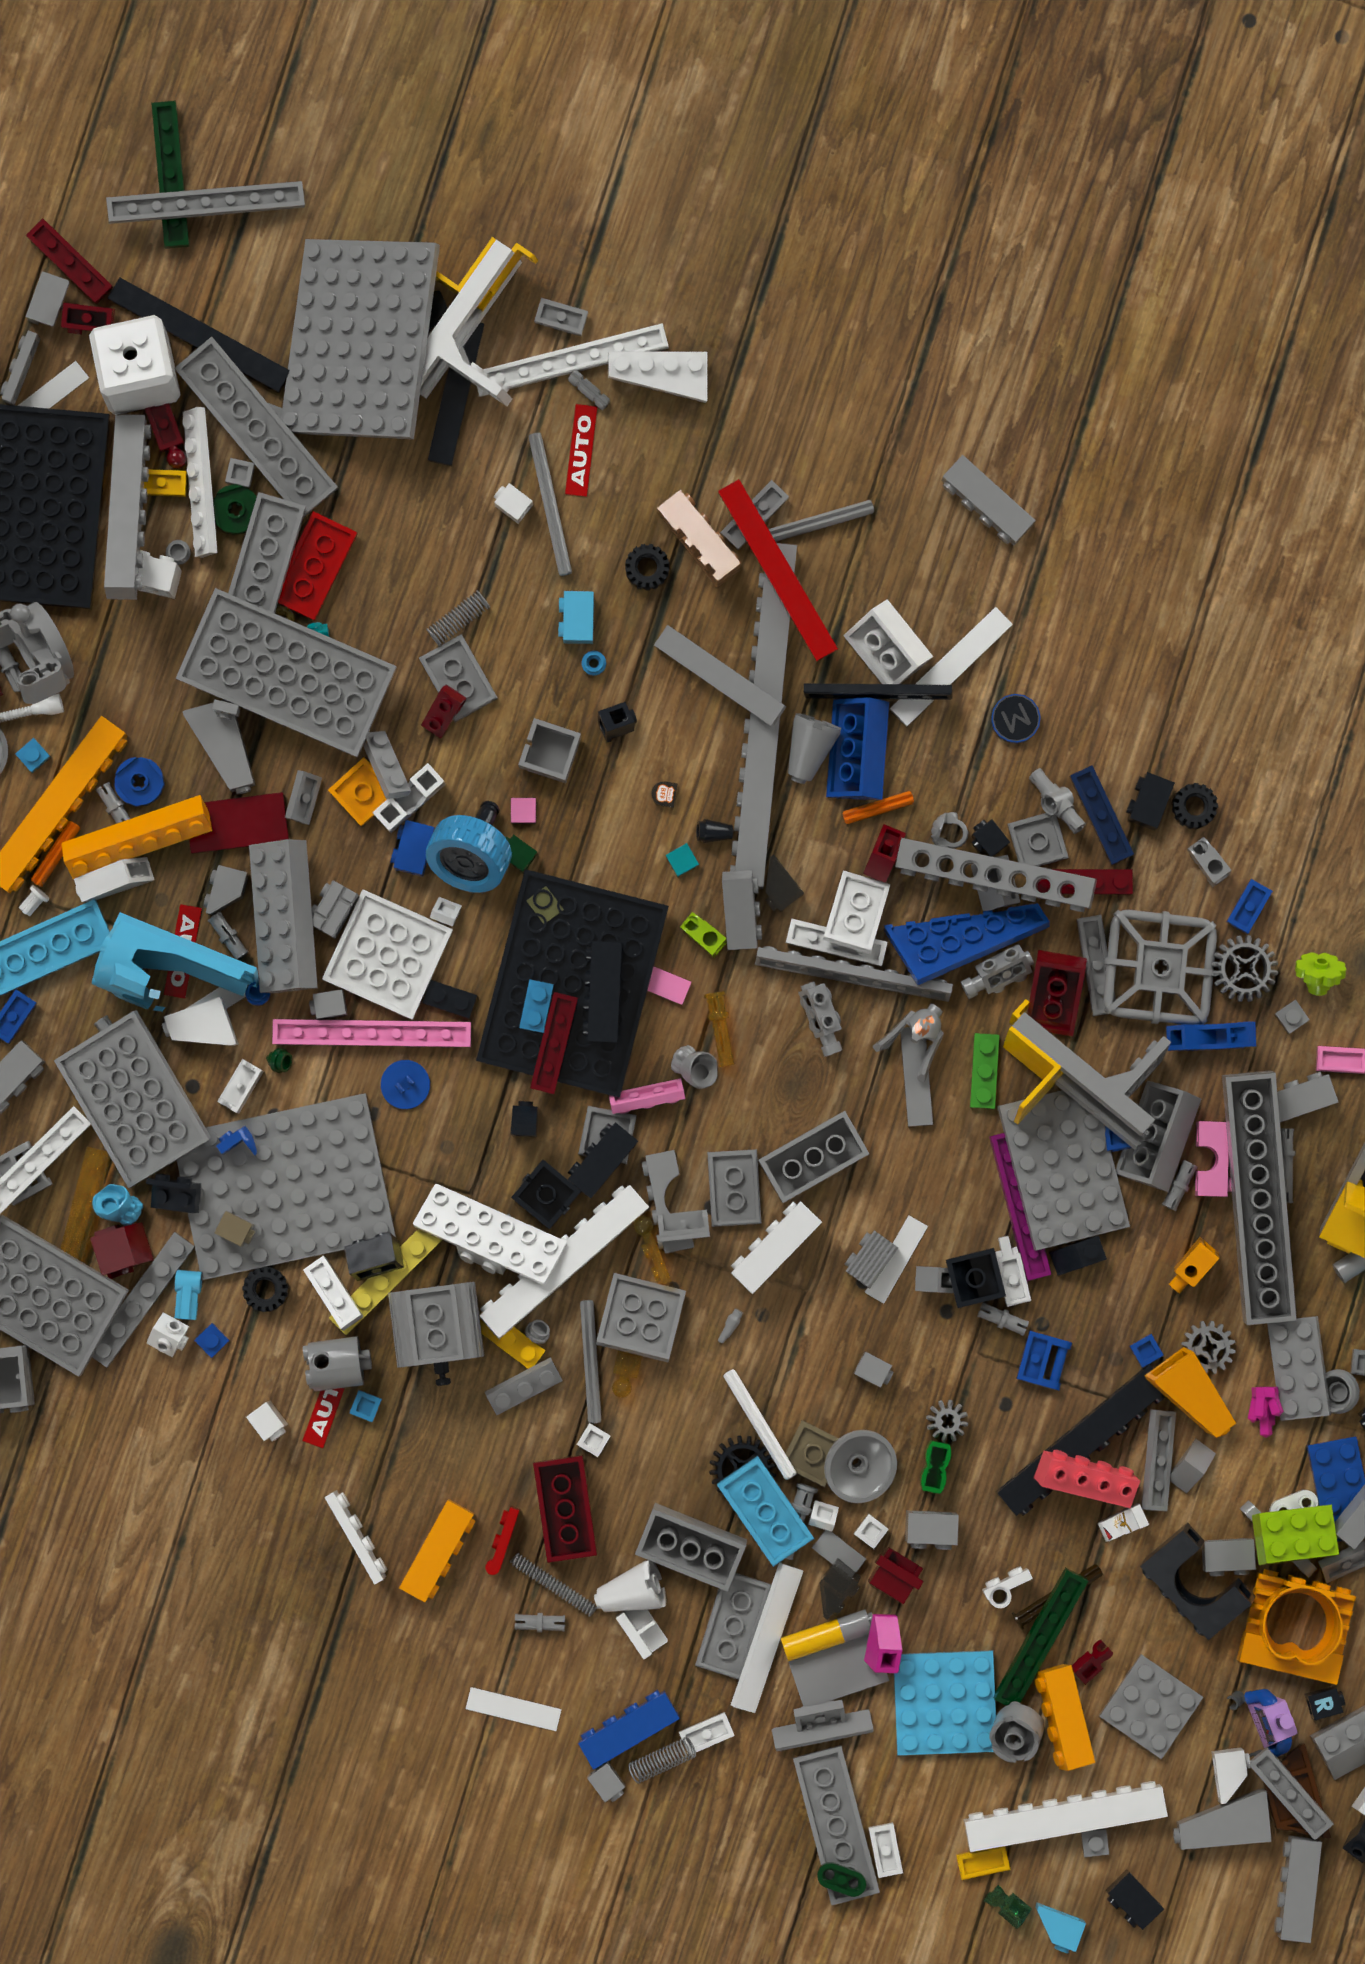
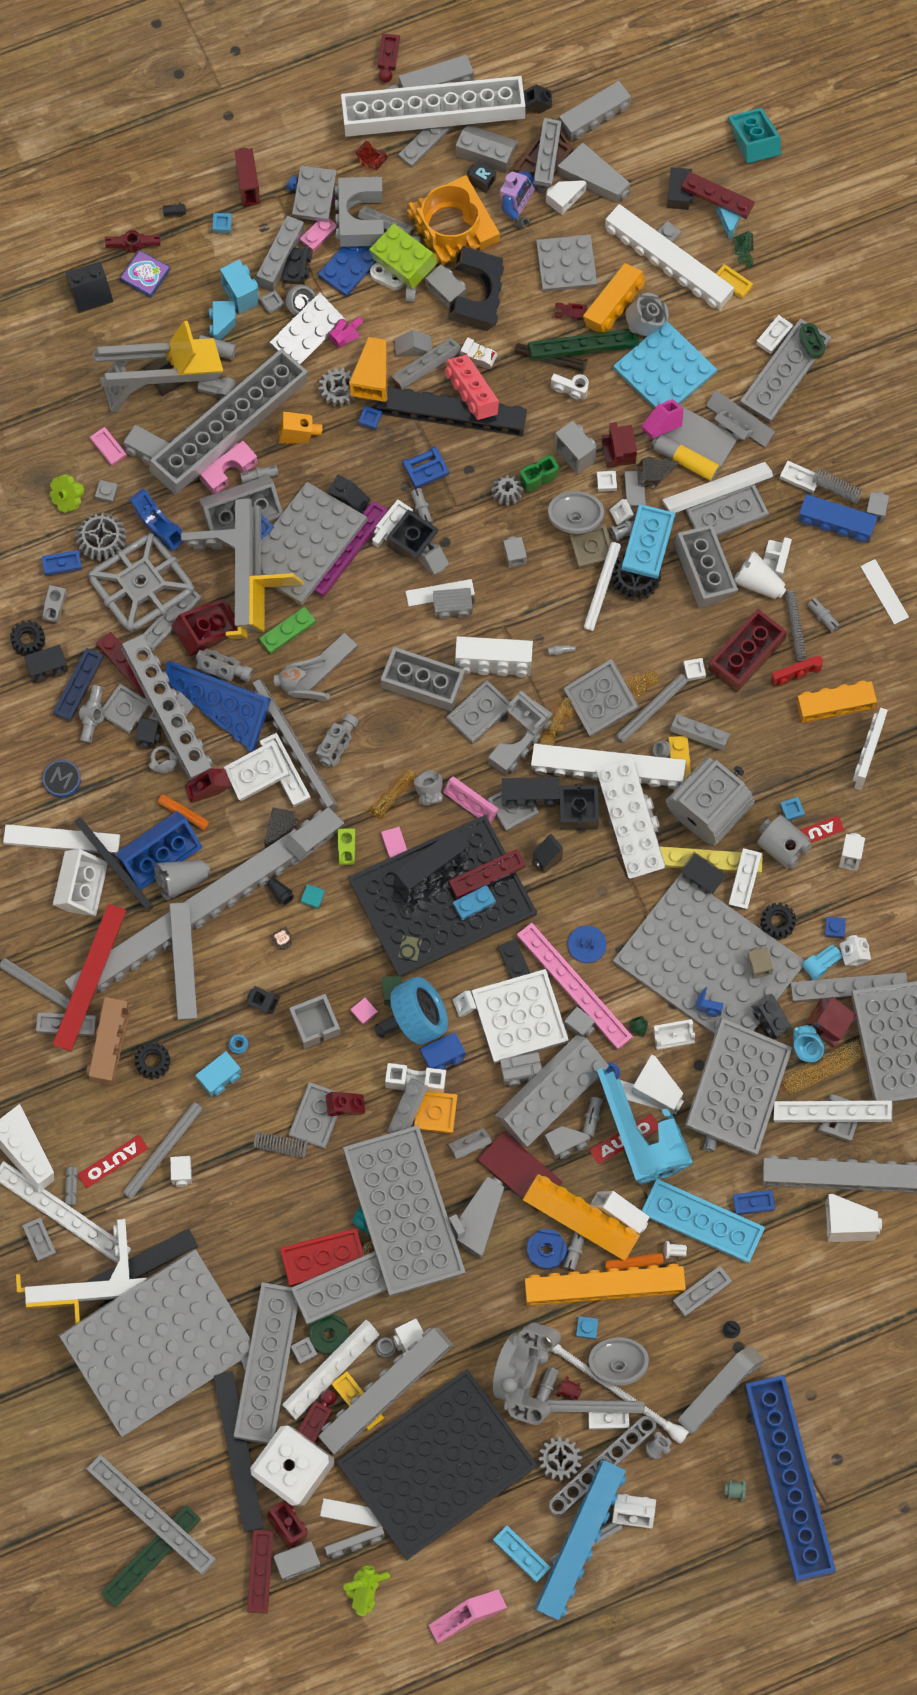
camera: 130 degrees left, 15 degrees down
(1088, 1928) = (717, 195): none -> dark red plate
(1308, 1226) = (218, 387): none -> light grey piece

